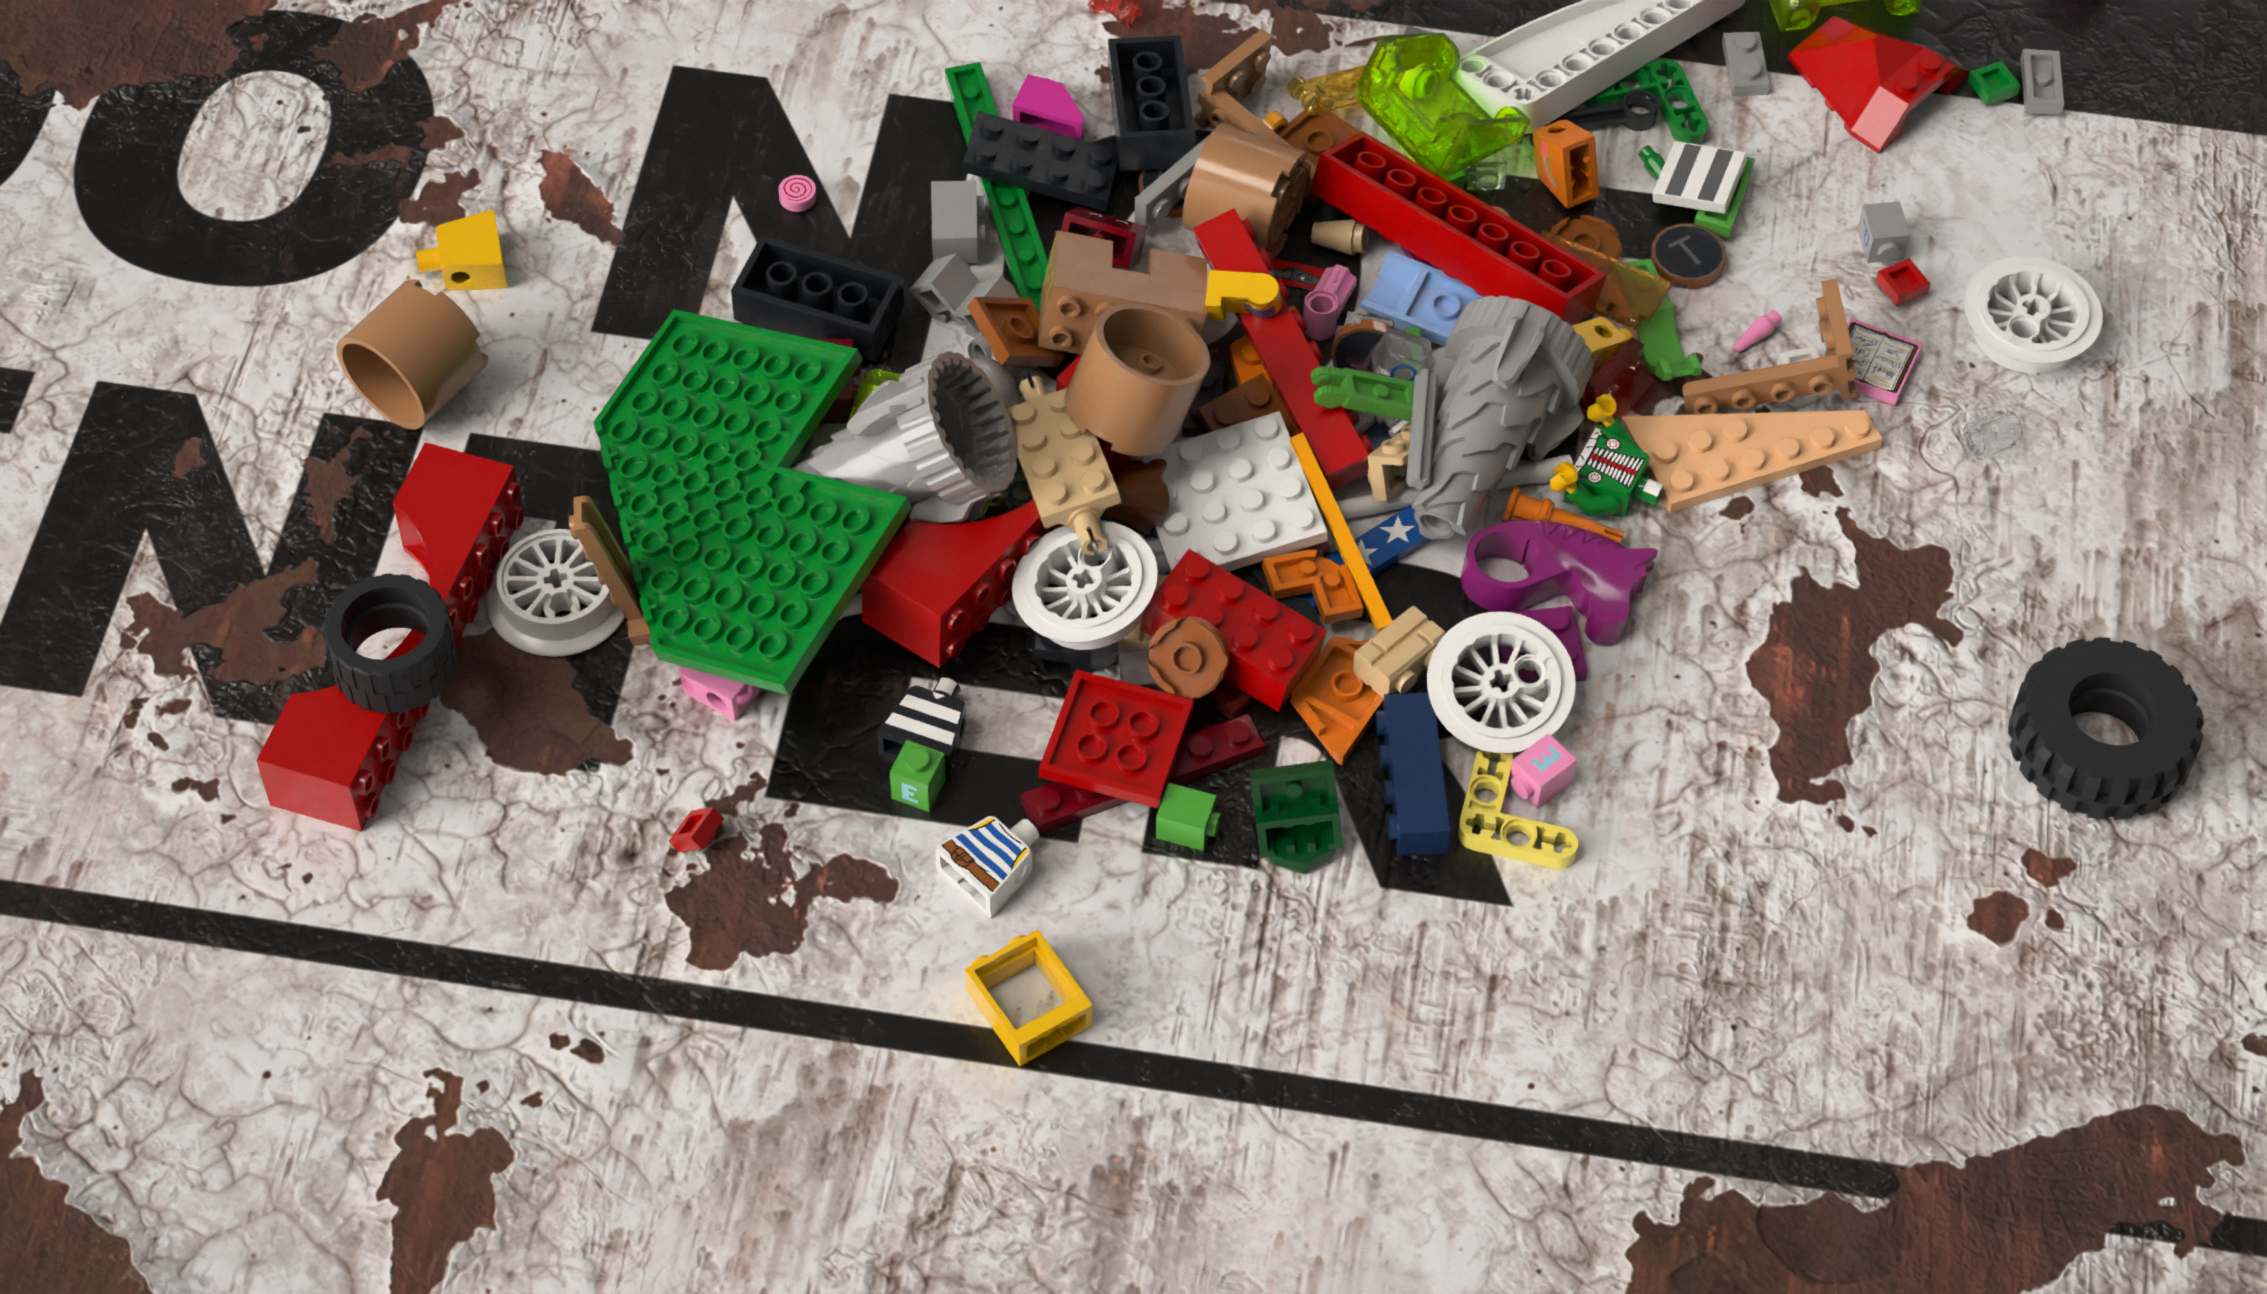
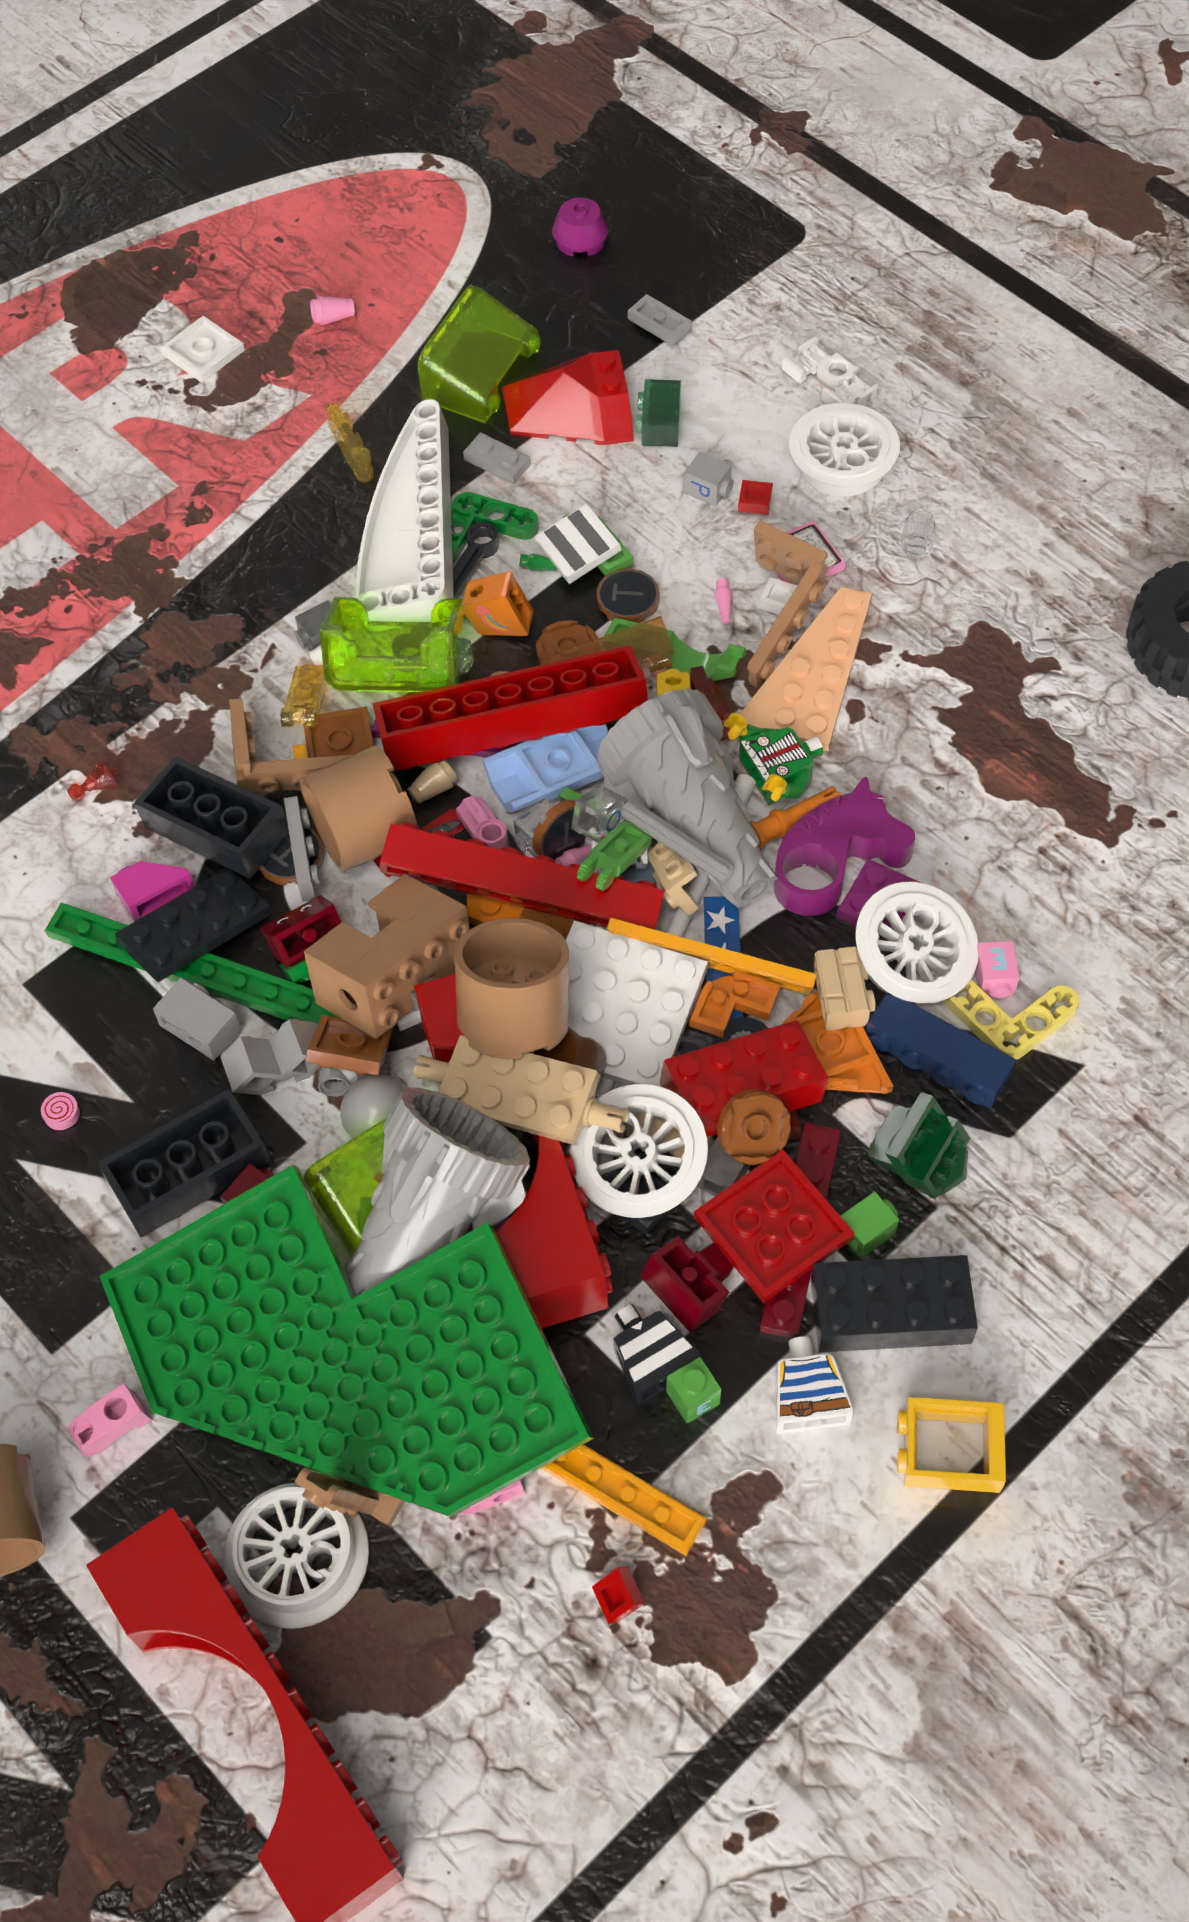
camera: 50 degrees left, 5 degrees up
(381, 605) = (253, 1698): black tyre -> none
(564, 398) = (108, 1420): none -> bright pink leg
(790, 777) = (629, 1497): none -> light orange tile
(1014, 711) = (688, 1281): none -> dark red brick
(1124, 876) = (893, 1303): none -> black brick
(1241, 293) = (479, 861): yellow leg -> none
(1921, 147) = (659, 412): none -> clear green brick
(1994, 83) = (638, 343): green plate -> none
(2124, 278) = (818, 360): none -> white piece

